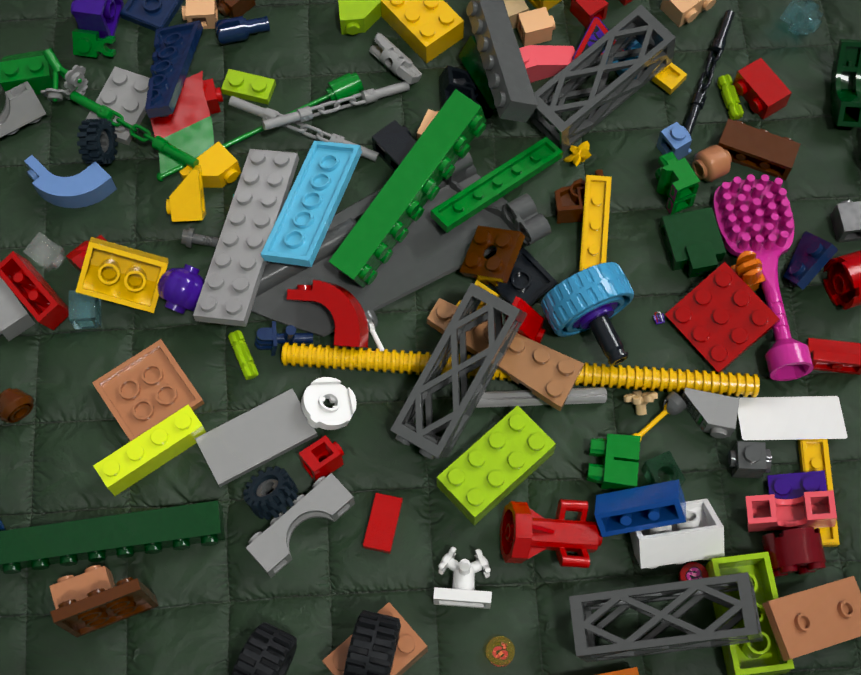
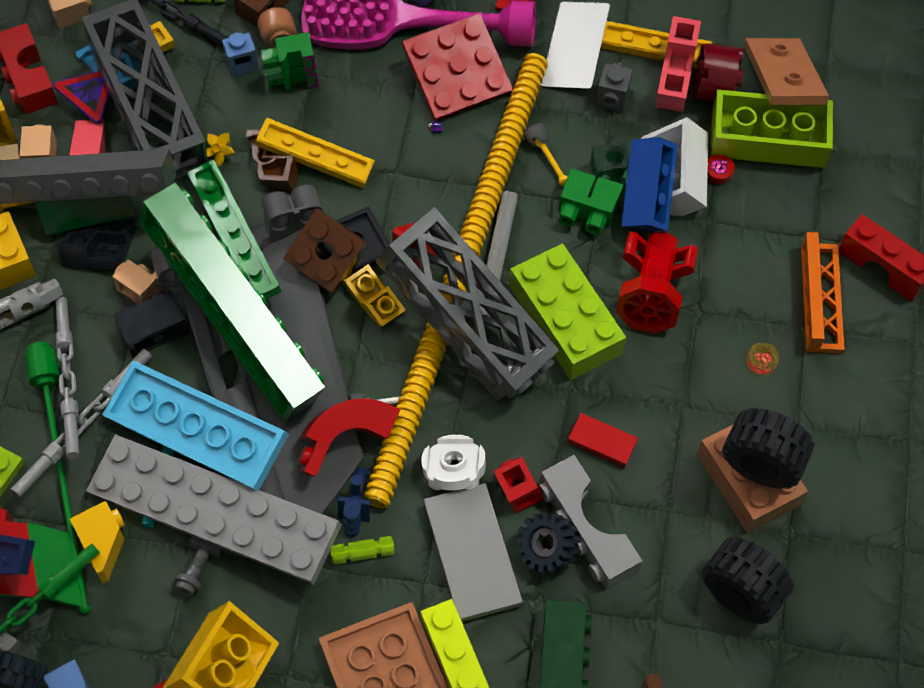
camera: 80 degrees left, 5 degrees down
(180, 288) = (263, 596): dark purple plant -> none
(188, 199) = (135, 569): yellow slope -> none
(463, 582) = (684, 371): white piece -> none
(526, 361) = (482, 227): medium nougat wing -> none
(589, 302) = (416, 170): dark azure wheel -> none
(635, 598) = (776, 108): dark grey piece -> none
(640, 400) = (525, 163): tan plant -> none
(693, 241) = (361, 71): dark green piece -> none
(712, 411) = (557, 103): light grey slope -> none
(749, 269) = (414, 26): orange arm -> none
(795, 484) = (650, 57): dark purple plate -> none

